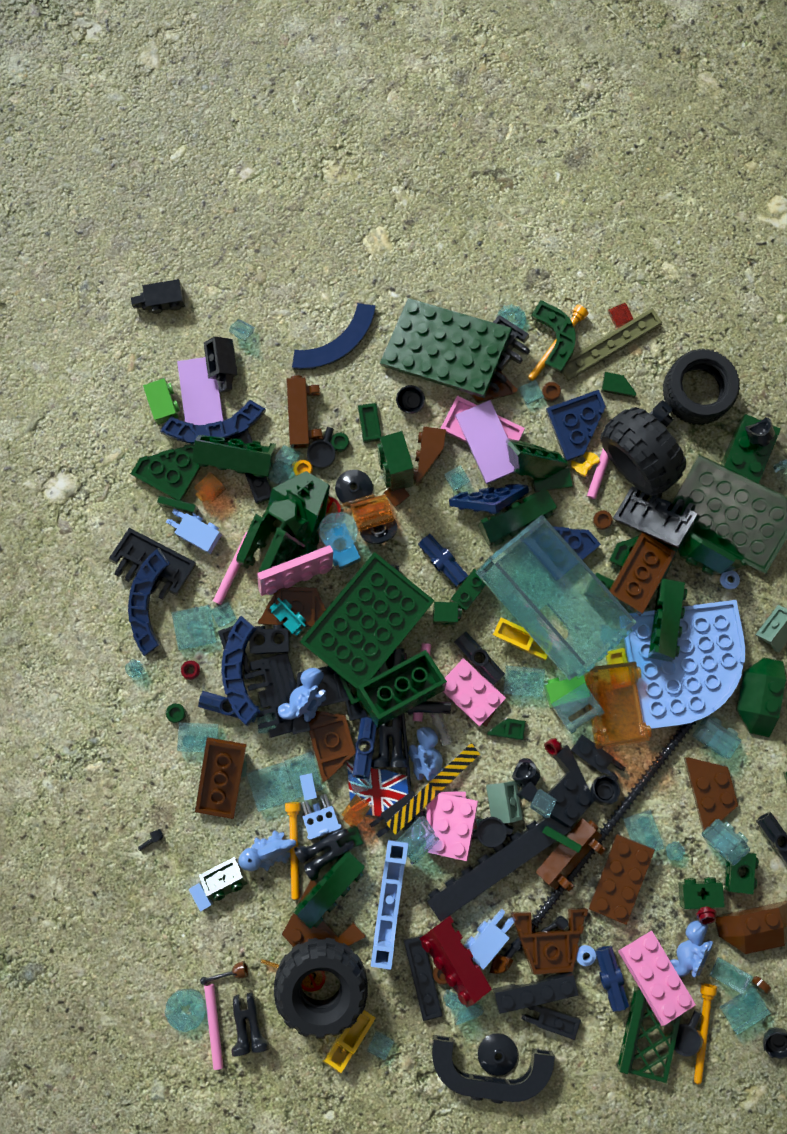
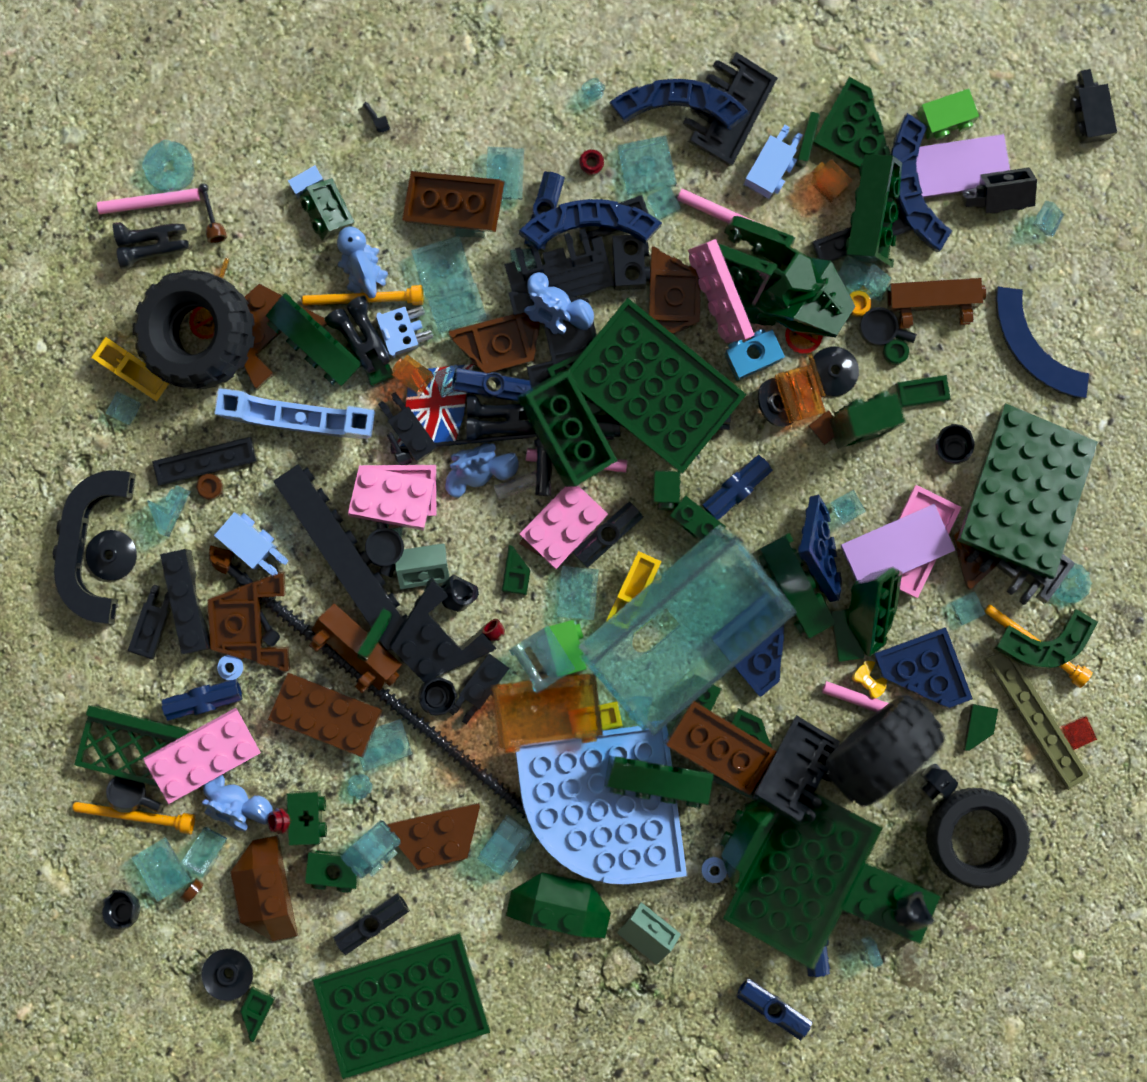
camera: 85 degrees right, 5 degrees up
(176, 713) = (536, 145): dark green tile -> none
(294, 621) = (654, 292): teal hinge -> none
(308, 786) = (442, 313): light blue piece -> none
(337, 520) = (774, 362): clear light blue plate -> none
(419, 838) = (375, 453): clear light blue plate -> none
(432, 447) = (887, 472): reddish brown slope -> none
(433, 788) = (439, 473): sticker -> none
(455, 962) = (223, 499): dark red wedge -> none
(543, 803) = (419, 610): clear light blue tile -> none
(551, 391) = (969, 635): reddish brown tile -> none
(602, 520) = (793, 701): reddish brown tile -> none

